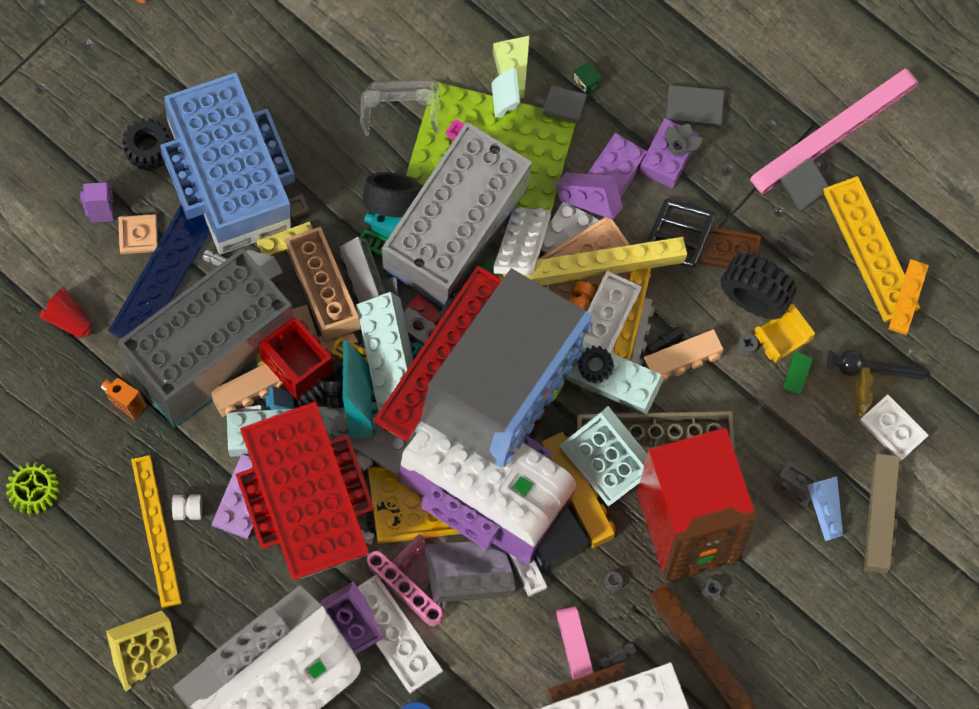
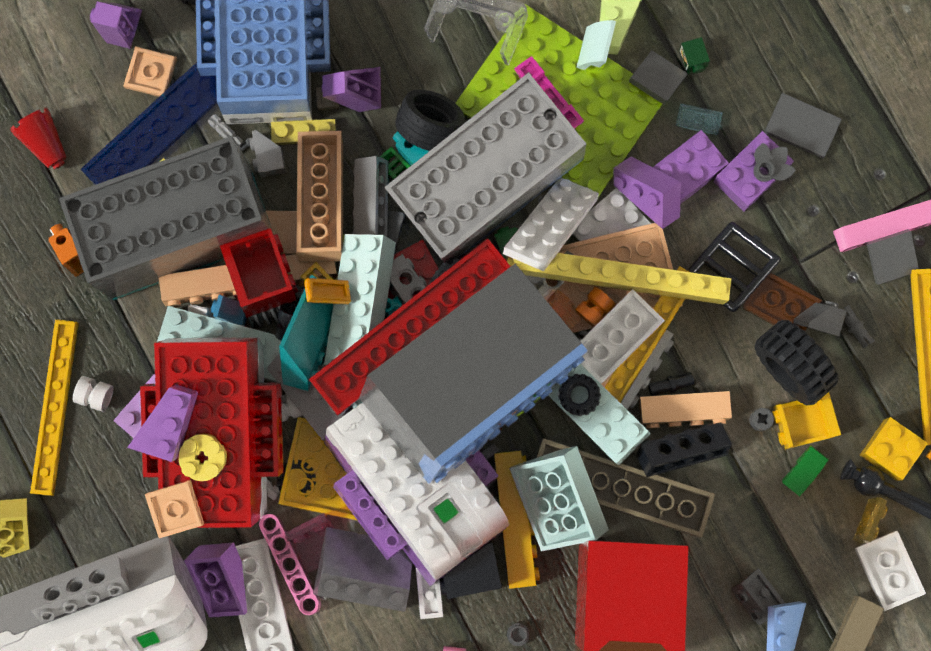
camera: 30 degrees right, 10 degrees up
(273, 488) = (167, 424): none -> medium lavender wedge
(300, 501) = (212, 448): none -> light yellow plate
(300, 559) = (174, 509): none -> light nougat tile
(319, 190) = (354, 88): none -> medium lavender wedge
(362, 348) = (327, 291): none -> light orange tile
(609, 126) = (699, 119): none -> clear light blue plate
(694, 385) = (715, 445): none -> black brick
(768, 247) = (823, 318): none -> dark grey slope
(861, 331) = (893, 449): none -> yellow brick

